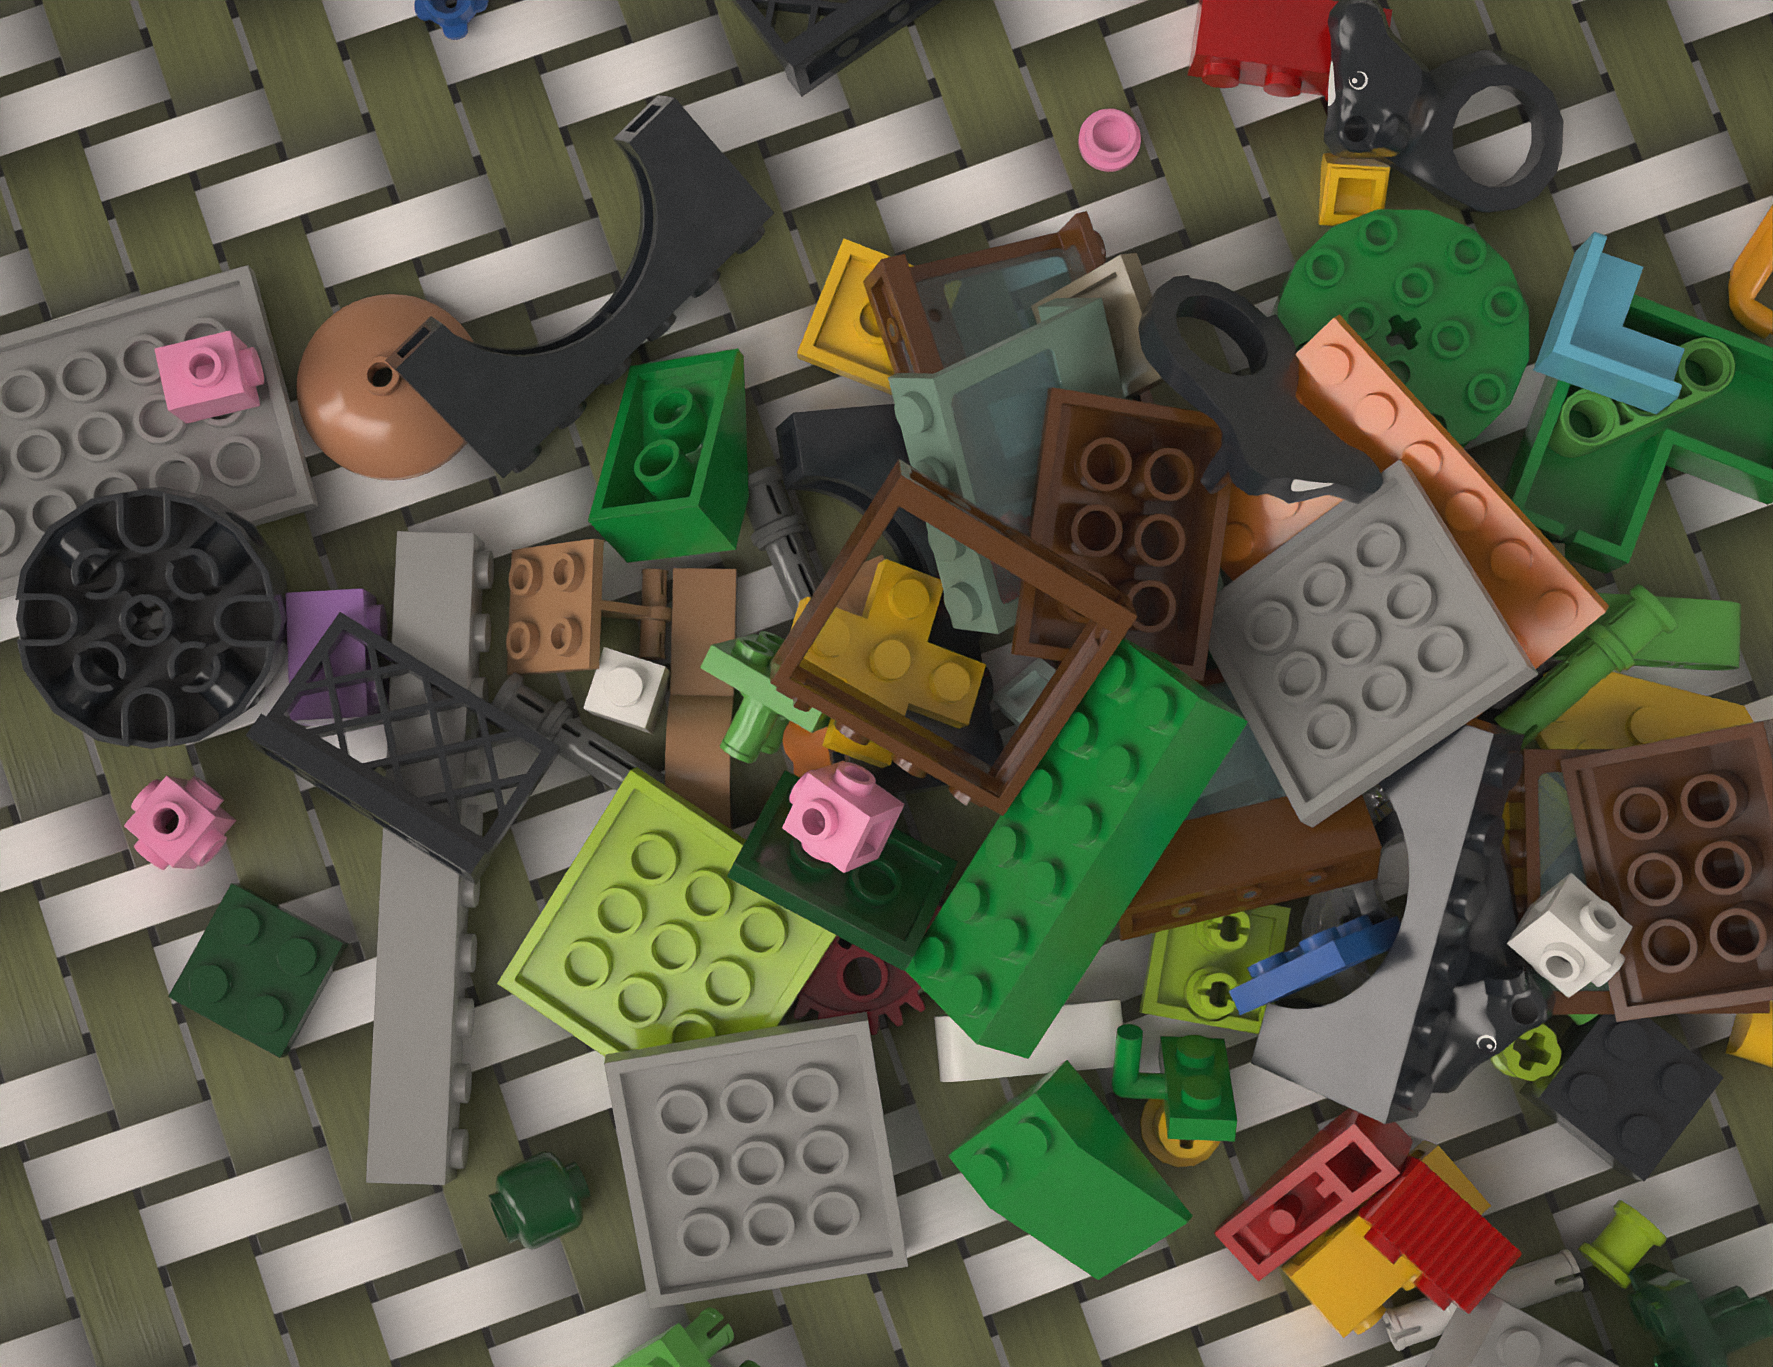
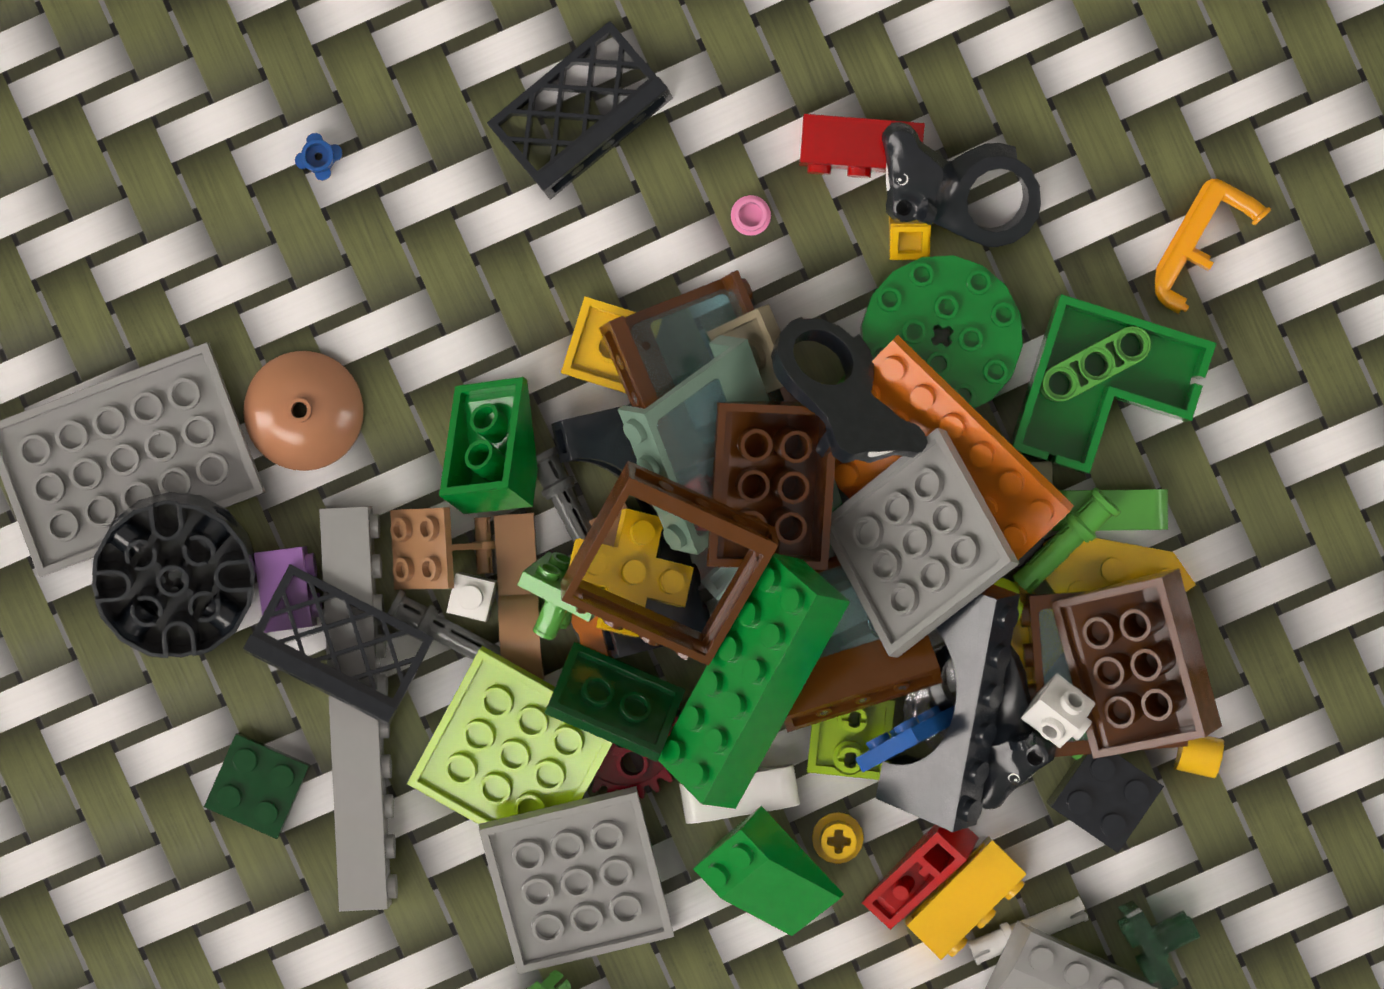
camera: 10 degrees left, 5 degrees up
(199, 827) = (214, 695): bright pink brick -> none
(209, 376) = (193, 420): bright pink brick -> none
(539, 1200) = (444, 913): dark green head -> none
(691, 222) = (386, 414): black arch -> none
(842, 815) = (611, 671): bright pink brick -> none
(1191, 1083) = (839, 814): green plate -> none
(1438, 1236) = (991, 895): red brick -> none
(1544, 1060) = (1048, 788): lime bush -> none
(1588, 336) = (1057, 338): medium azure panel -> none
(1622, 1244) = (1111, 891): lime bush -> none

